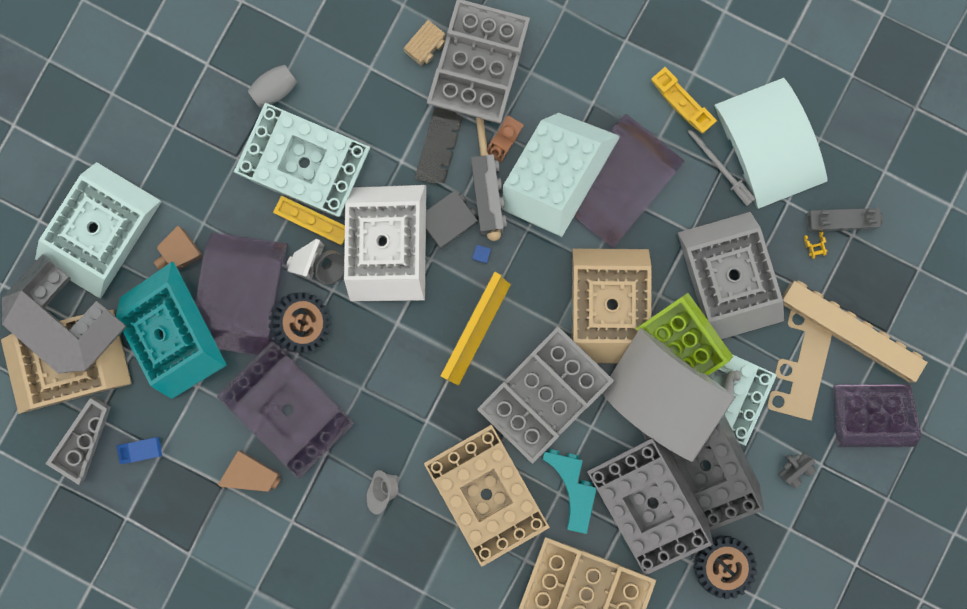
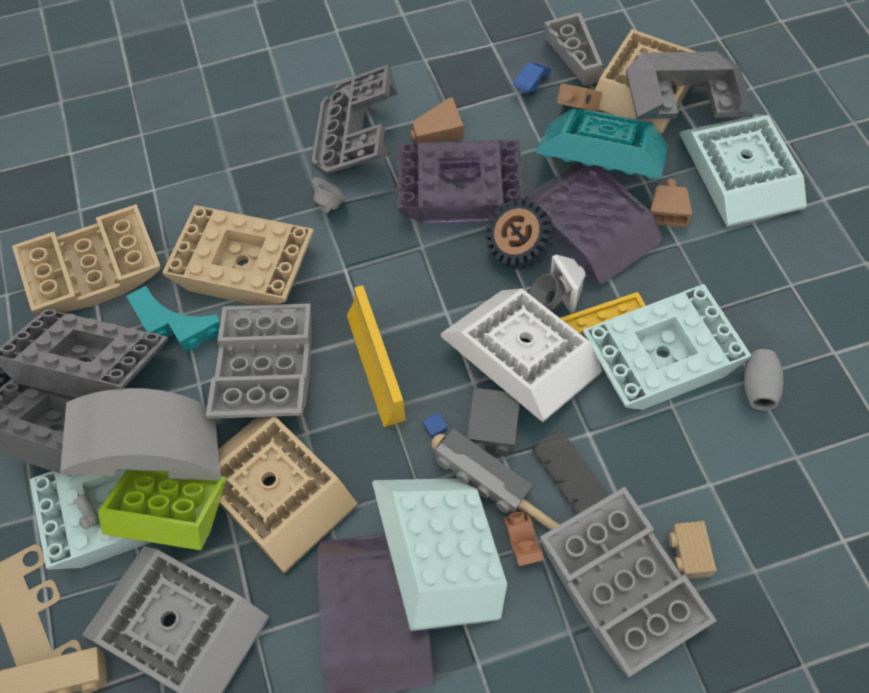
camera: 140 degrees right, 25 degrees down
(136, 391) = (576, 97): none -> medium nougat torso
(314, 549) = (339, 130): none -> flat silver slope

